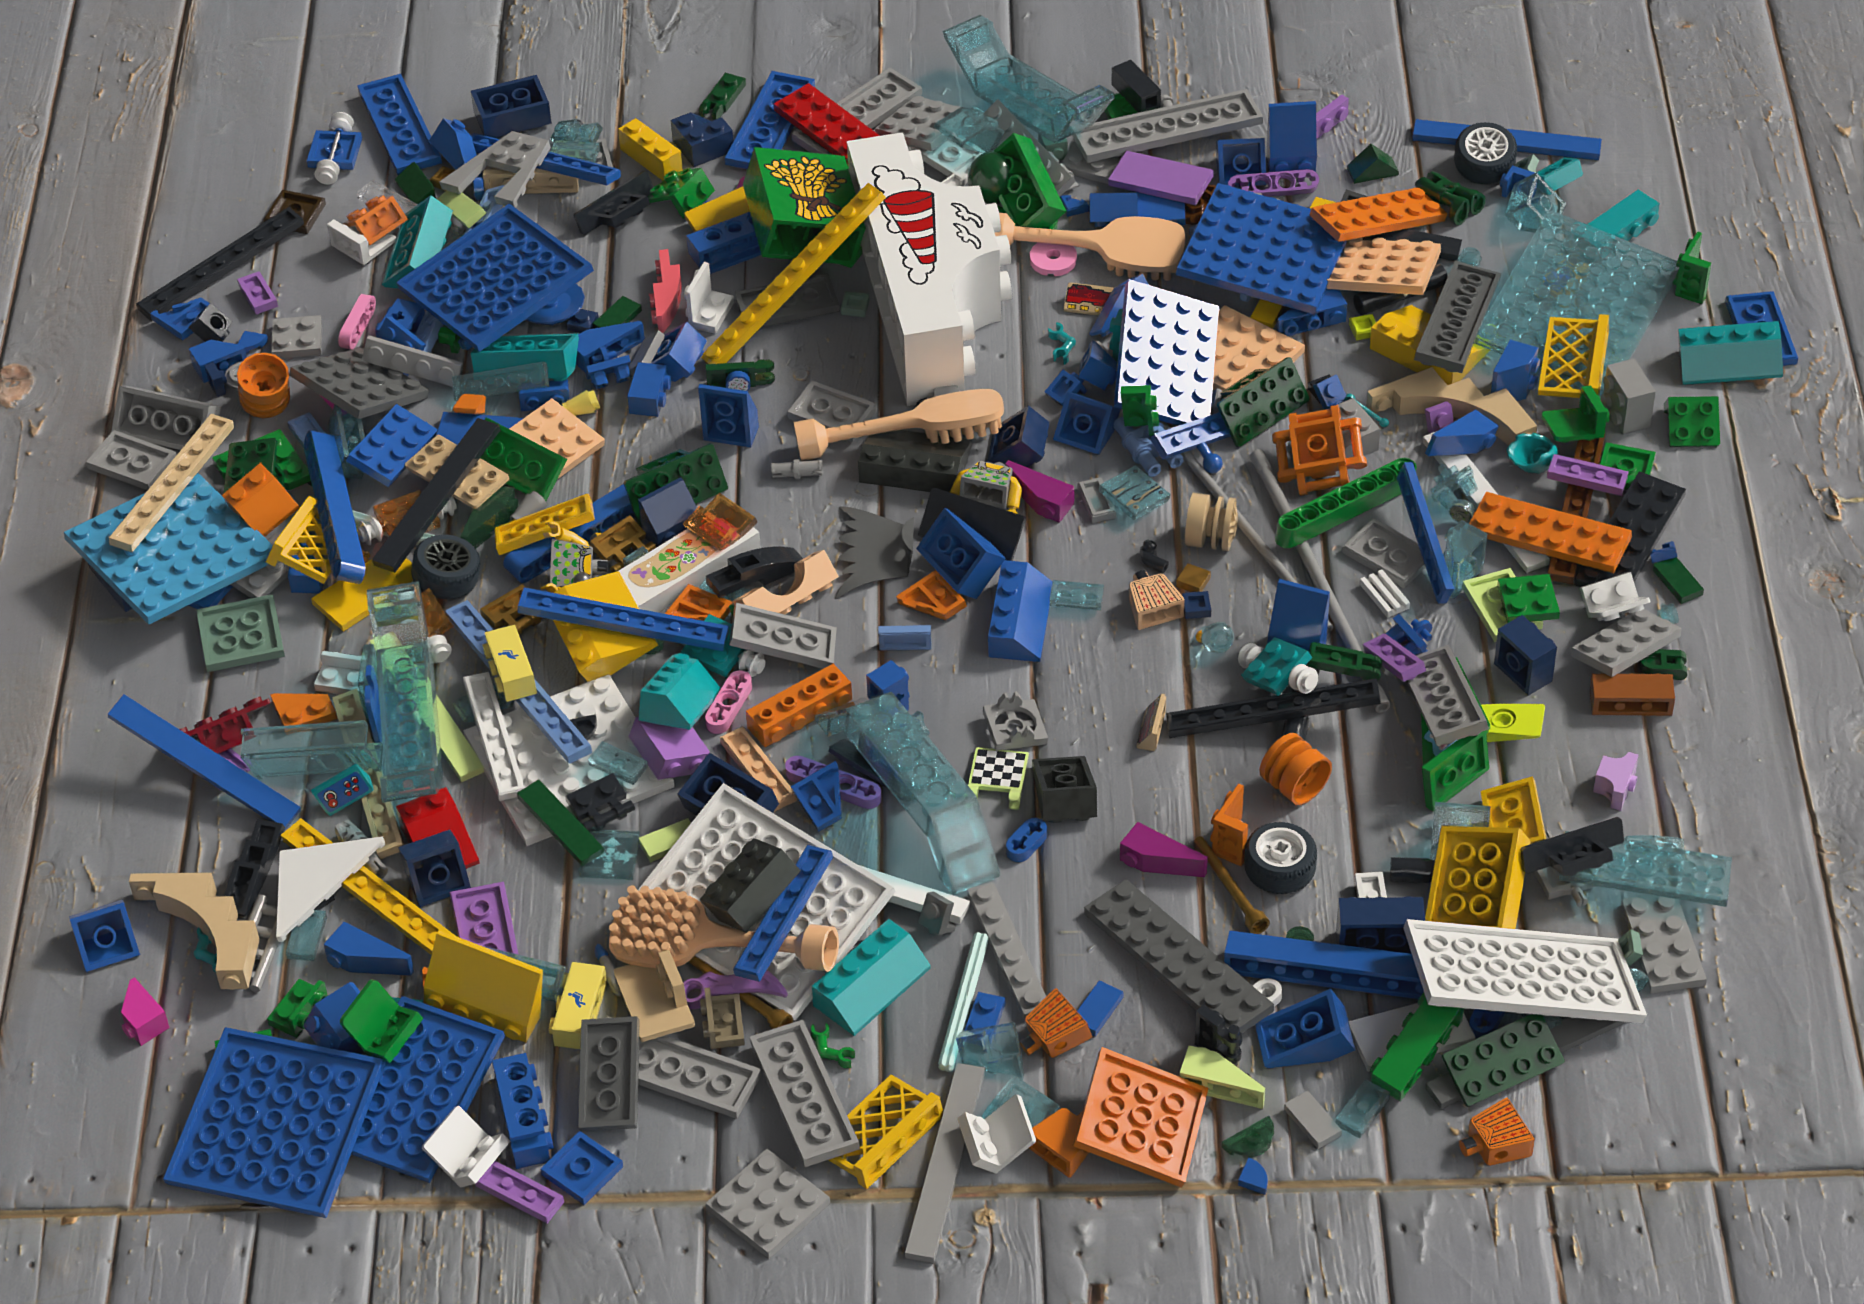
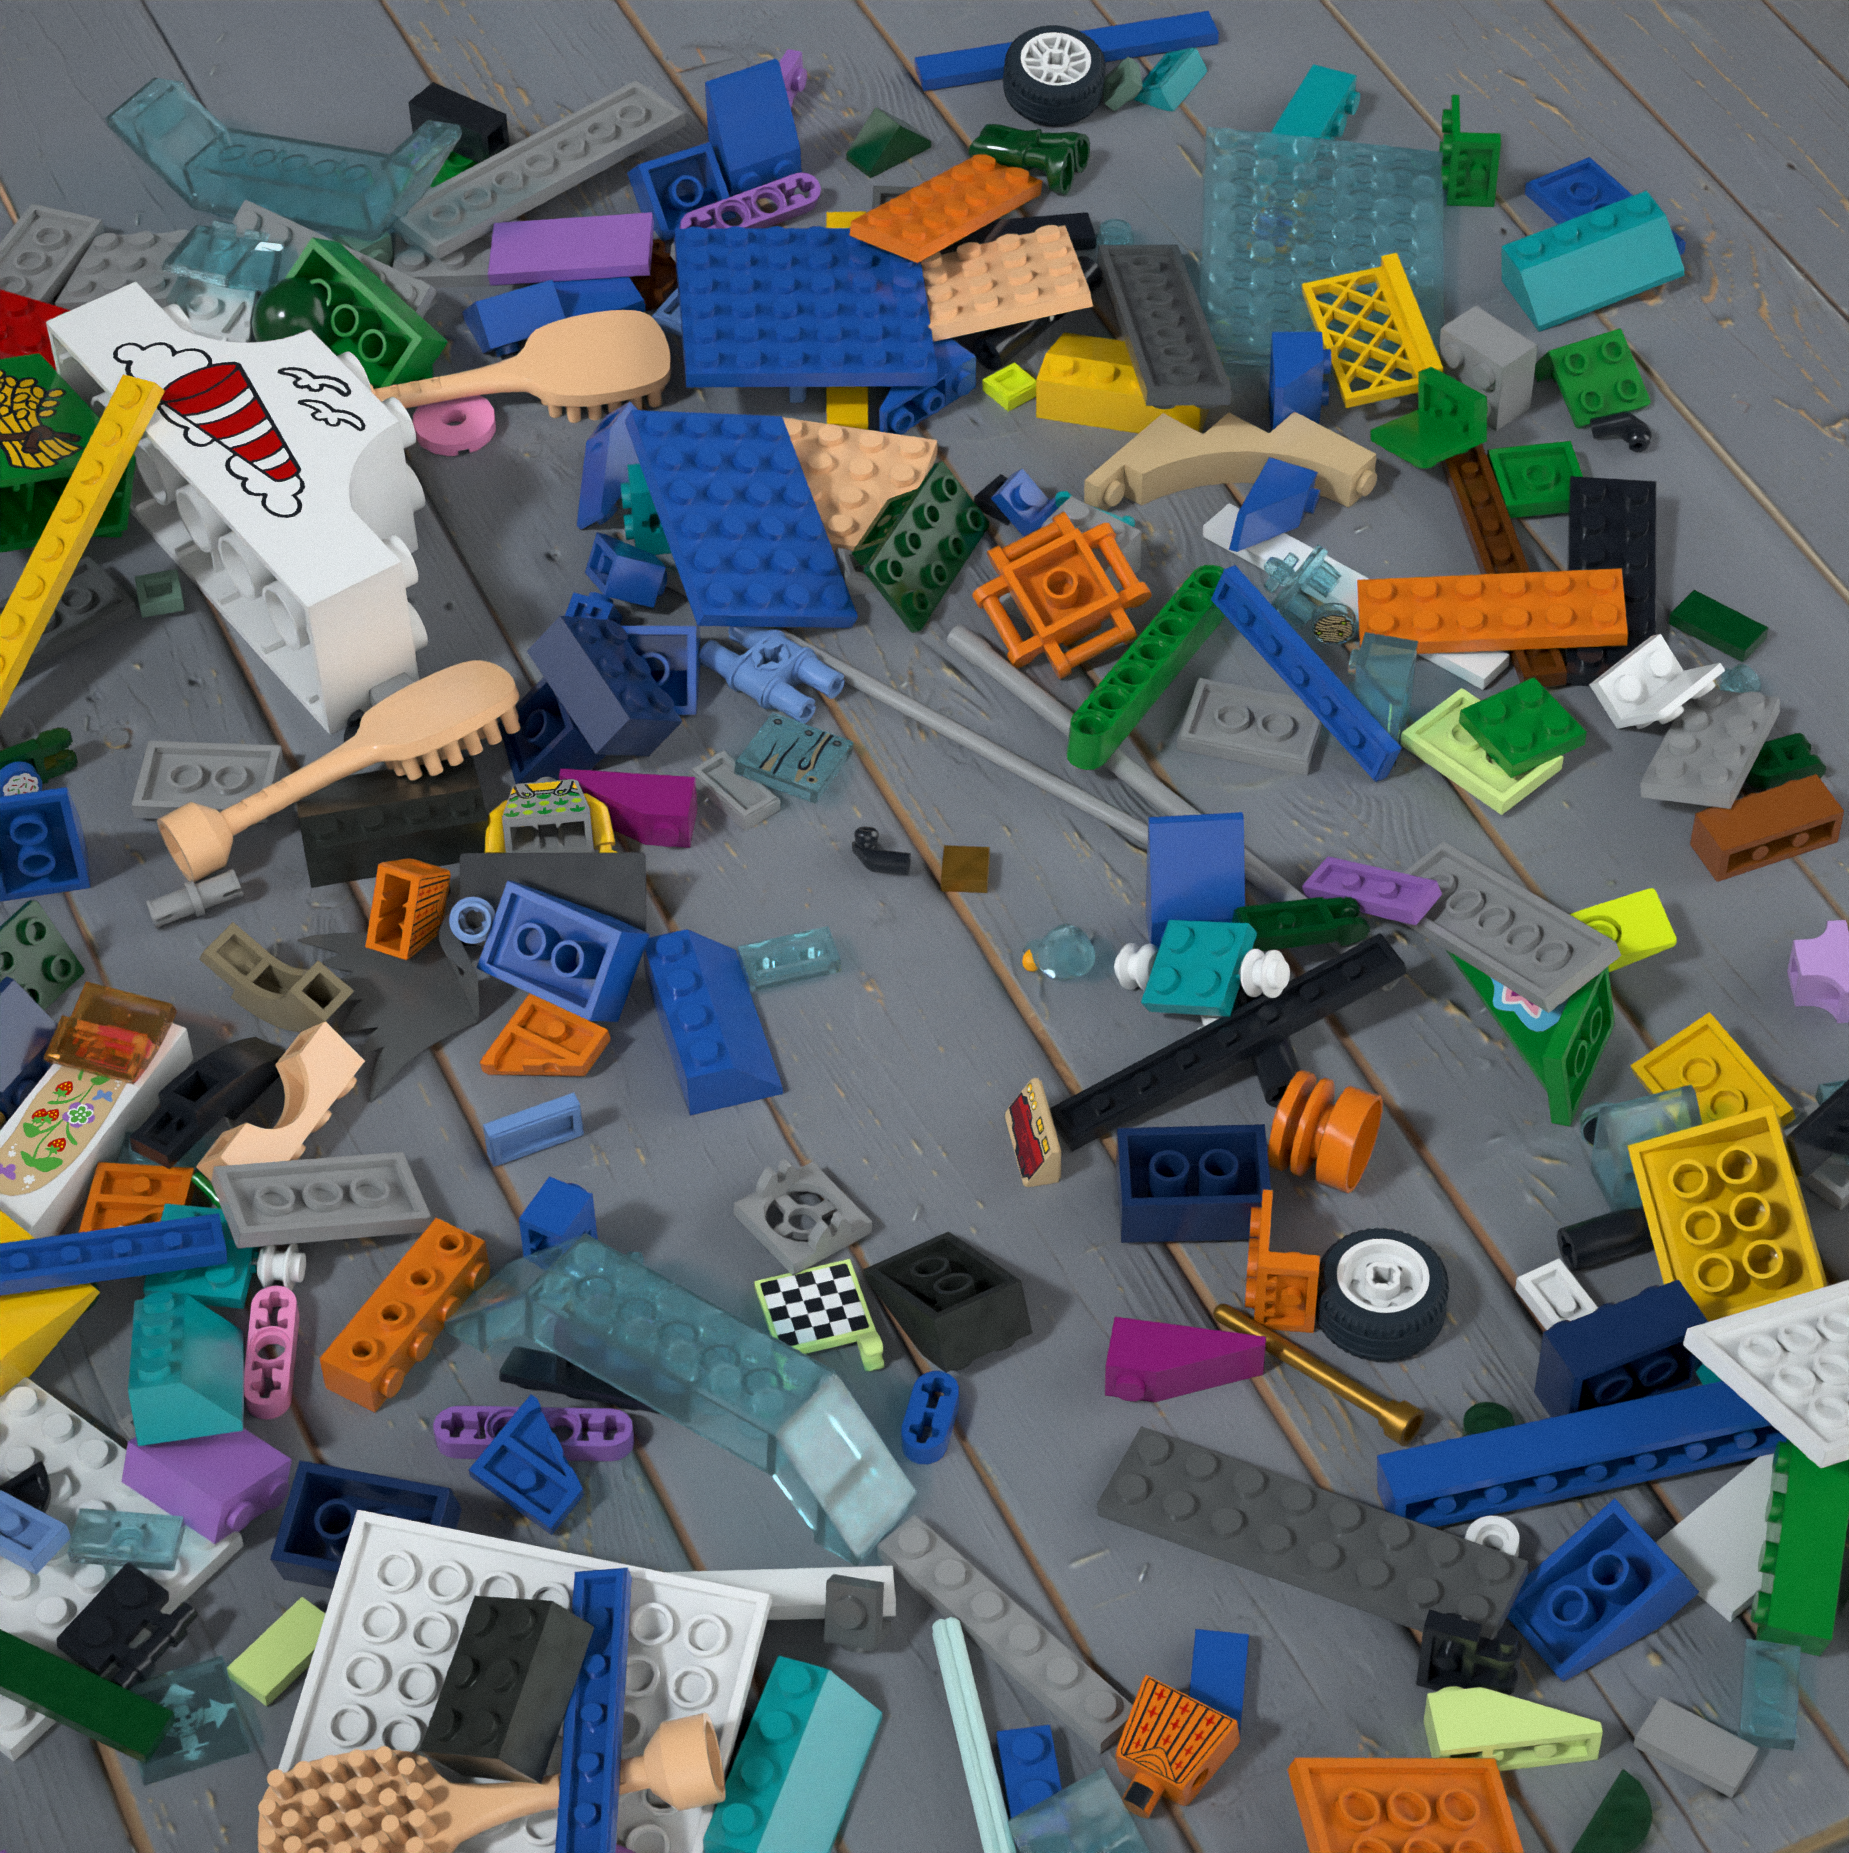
camera: 25 degrees left, 0 degrees up
(756, 764) = (375, 1448): light nougat tile -> none
(811, 524) = (270, 988): none -> dark tan arch
(896, 505) = (410, 899): none -> orange torso
(917, 522) = (459, 924): none -> medium blue cone
(1049, 424) = (604, 686): none -> dark blue brick
(1069, 343) = (550, 547): teal arm -> none
(1074, 206) = (454, 333): blue tile -> none
(1086, 298) = (546, 471): slope -> none
(1139, 407) = (746, 612): green bracket -> none
(1154, 600) = (923, 924): light nougat torso -> none
(1192, 436) = (846, 635): blue plate -> none
(1196, 605) = (997, 910): dark blue plate -> none
(1210, 521) = (961, 763): tan wheel -> none
(1212, 768) = (1190, 1181): none -> dark blue brick
(1388, 591) = (1290, 788): white tile -> none
(1403, 631) = (1374, 842): blue hips -> none
(1438, 416) = (1213, 488): medium lavender plate -> none
(1513, 176) = (1126, 103): blue bracket -> none
(1525, 655) = (1575, 818): dark blue brick -> none
(1531, 202) = (1165, 131): clear light blue slope -> none
(1532, 452) = (1391, 498): teal hair -> none
(1587, 474) = (1497, 505): medium lavender plate -> none
(1667, 552) = (1677, 589): blue tile -> none
(1695, 453) = (1625, 426): none -> black arm

